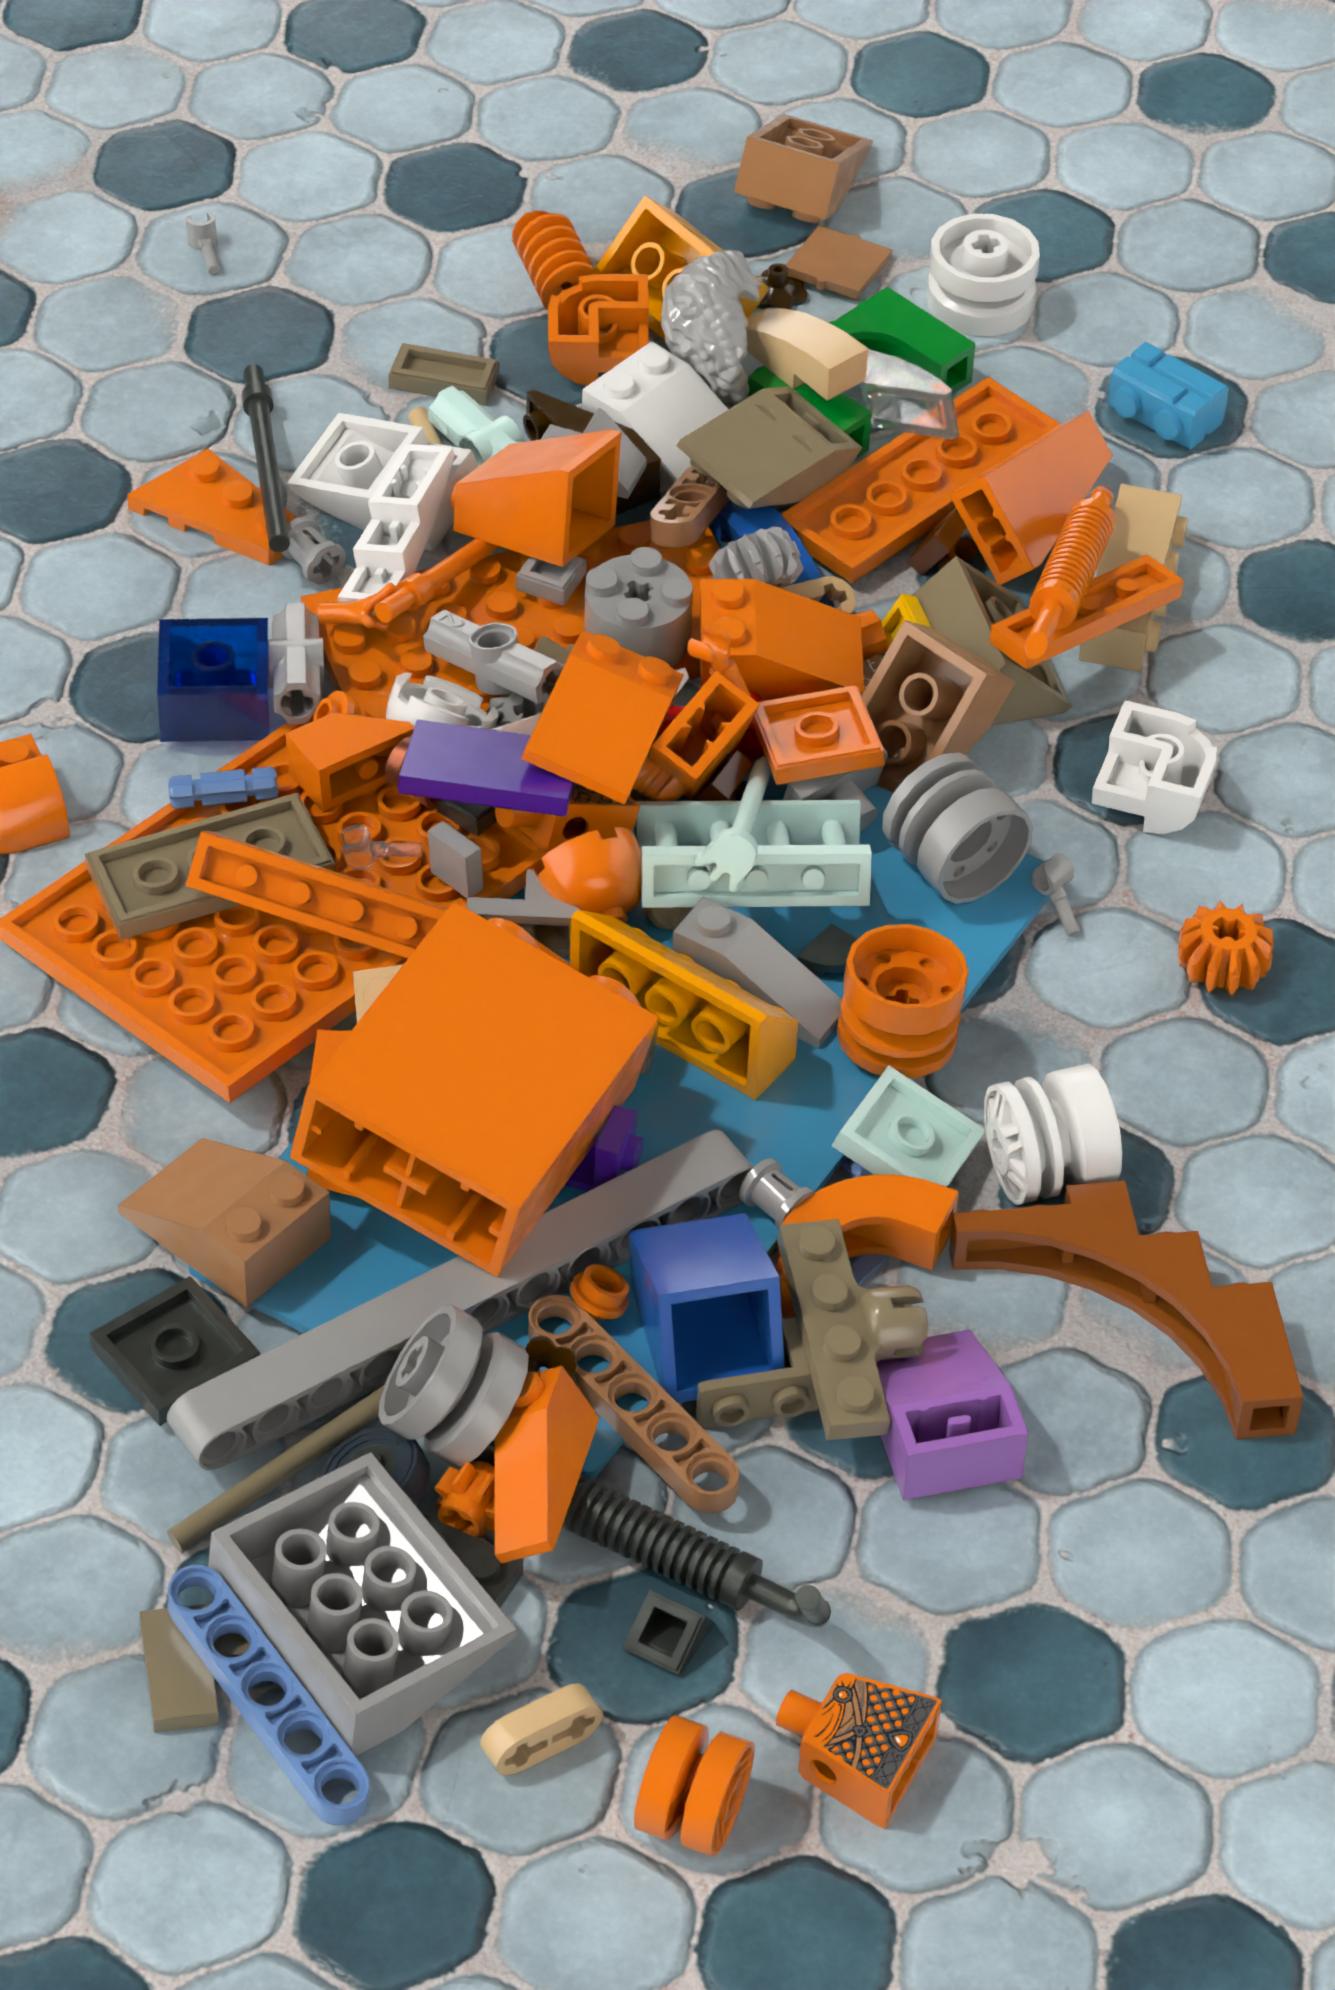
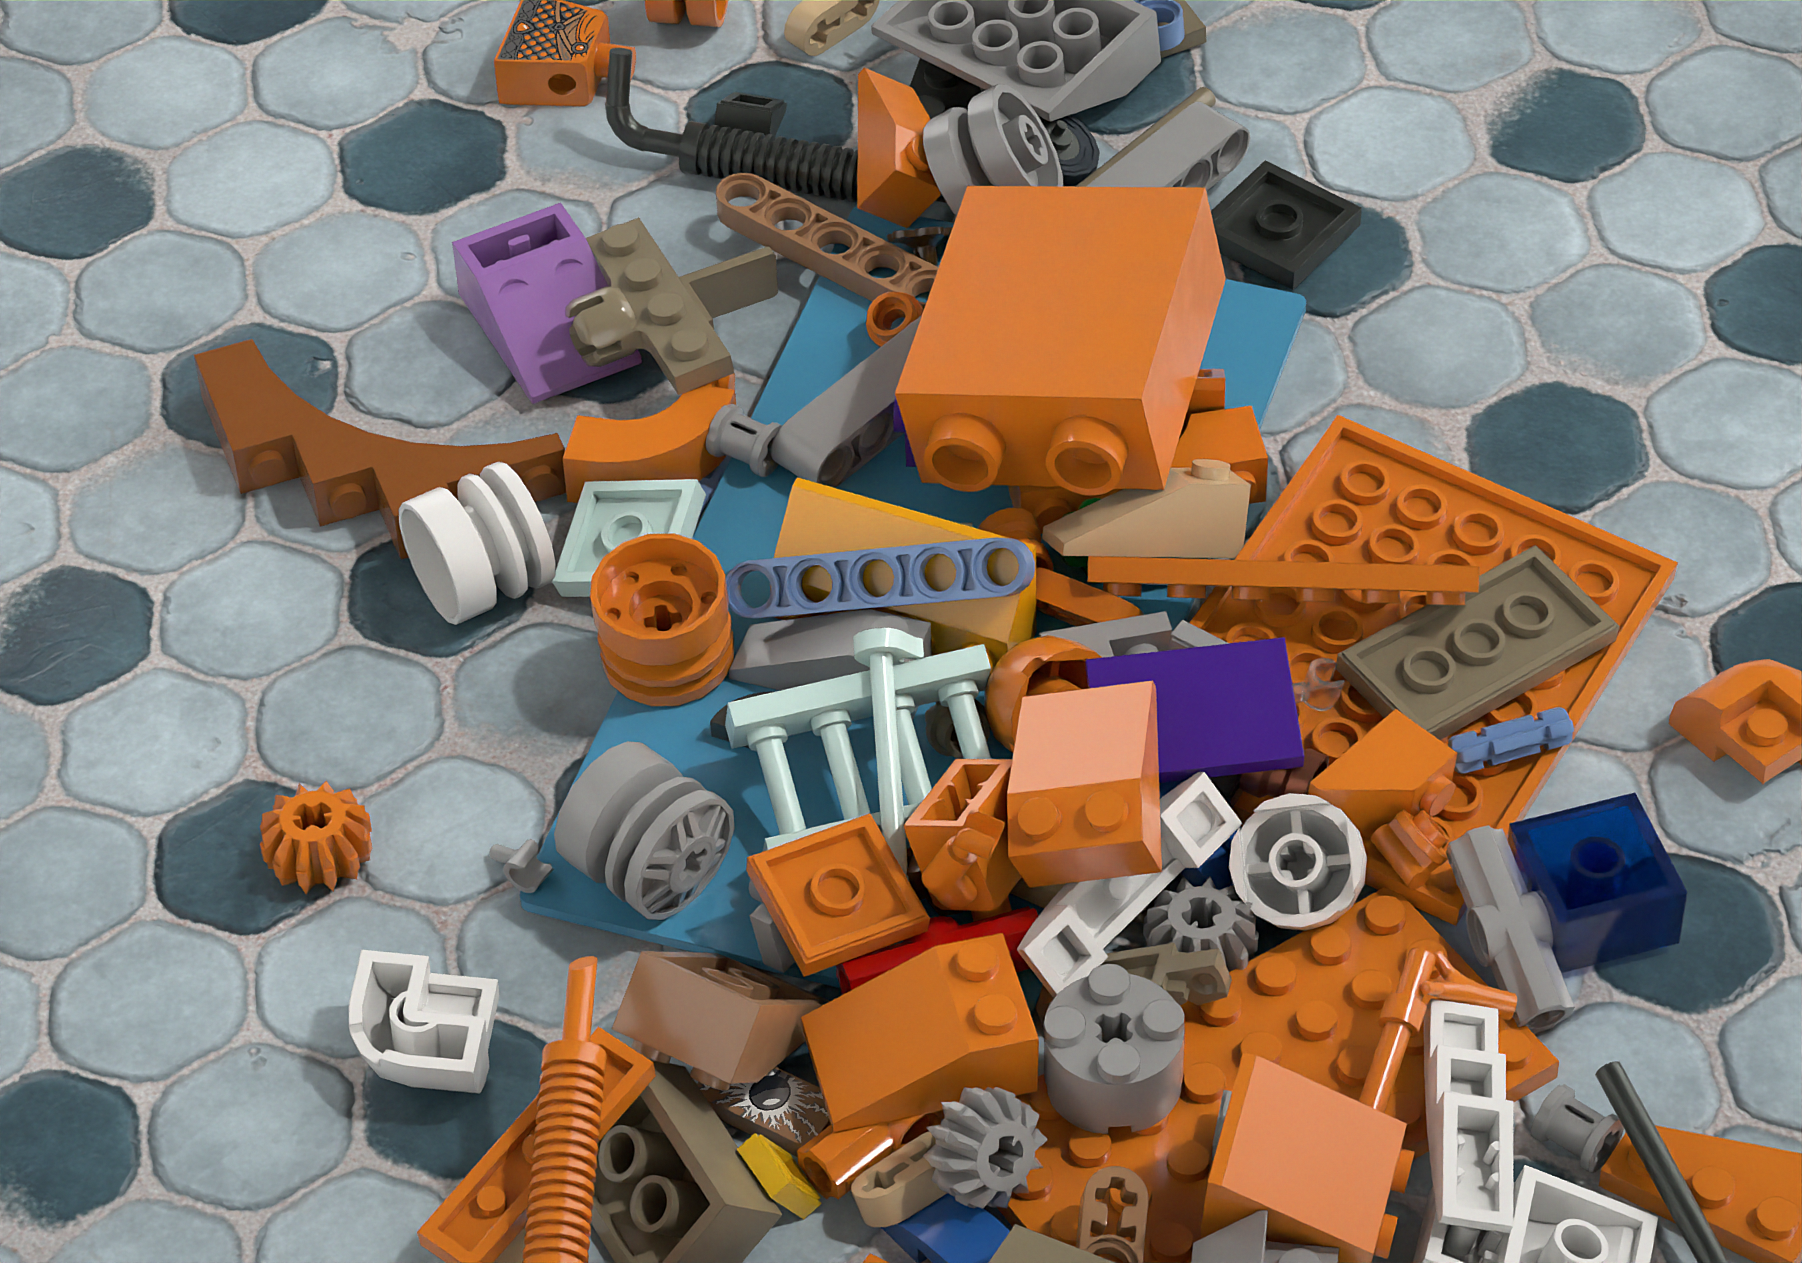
camera: 170 degrees right, 0 degrees up
(233, 1216) = (1292, 316): medium nougat slope -> none
(493, 656) = (1290, 955): light grey piece -> none
(706, 1301) = (788, 312): blue slope -> none
(710, 957) = (909, 577): none -> medium blue beam

